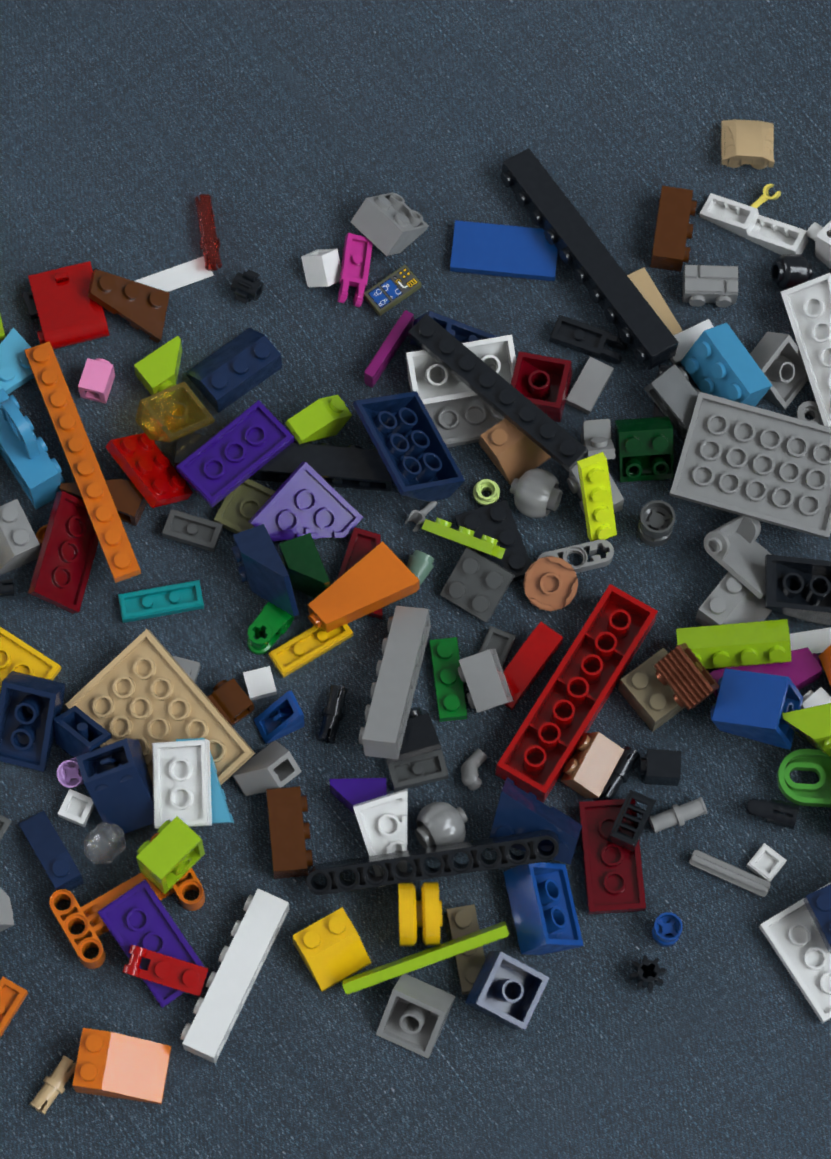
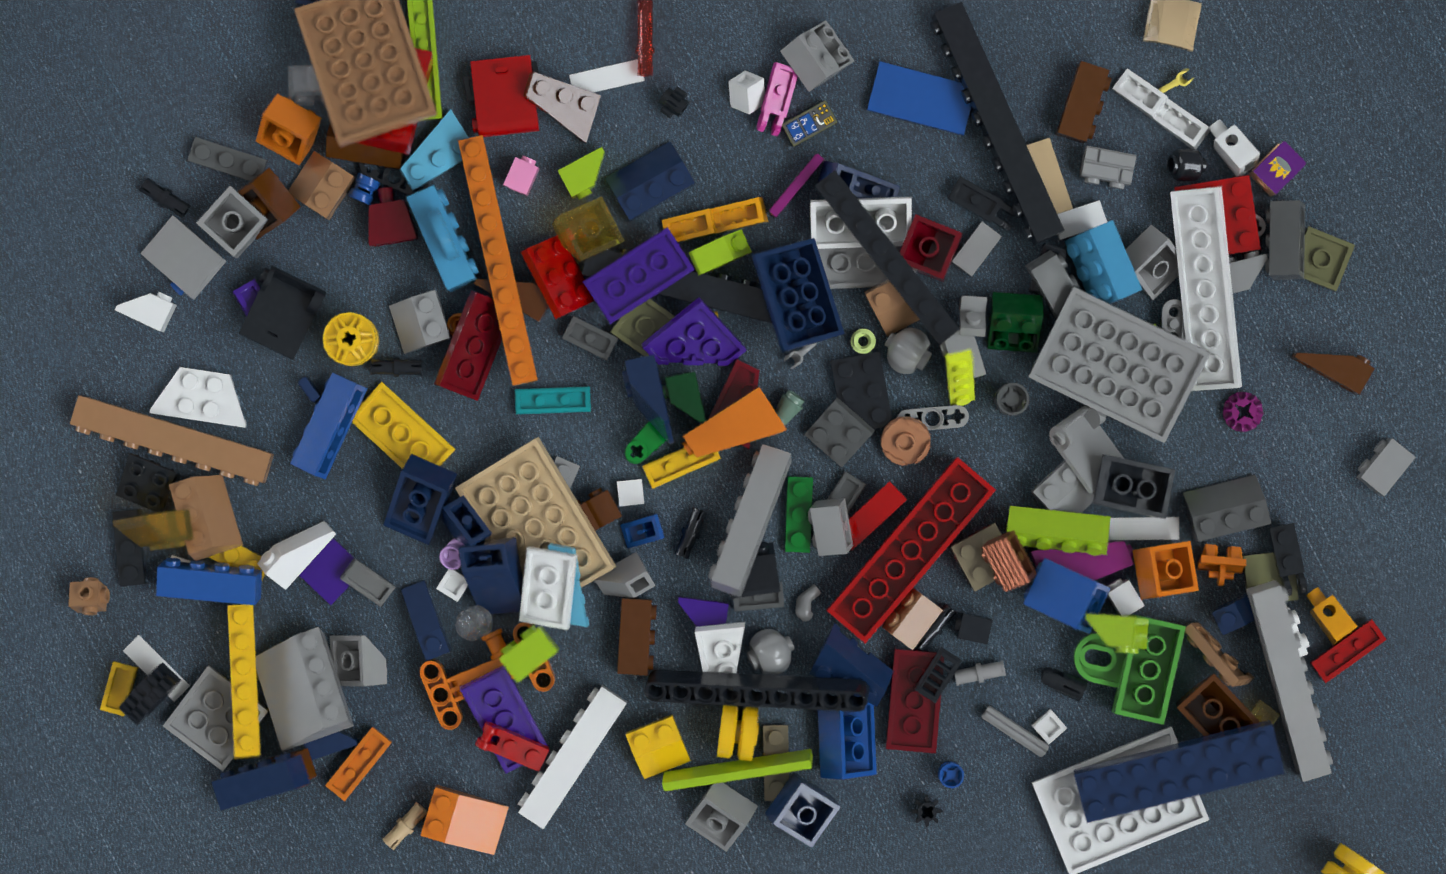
camera: 10 degrees right, 20 degrees up
(128, 861) = (495, 643): none -> orange bush
(297, 397) = (717, 219): none -> light orange slope
(464, 536) = (834, 389): lime plate -> none

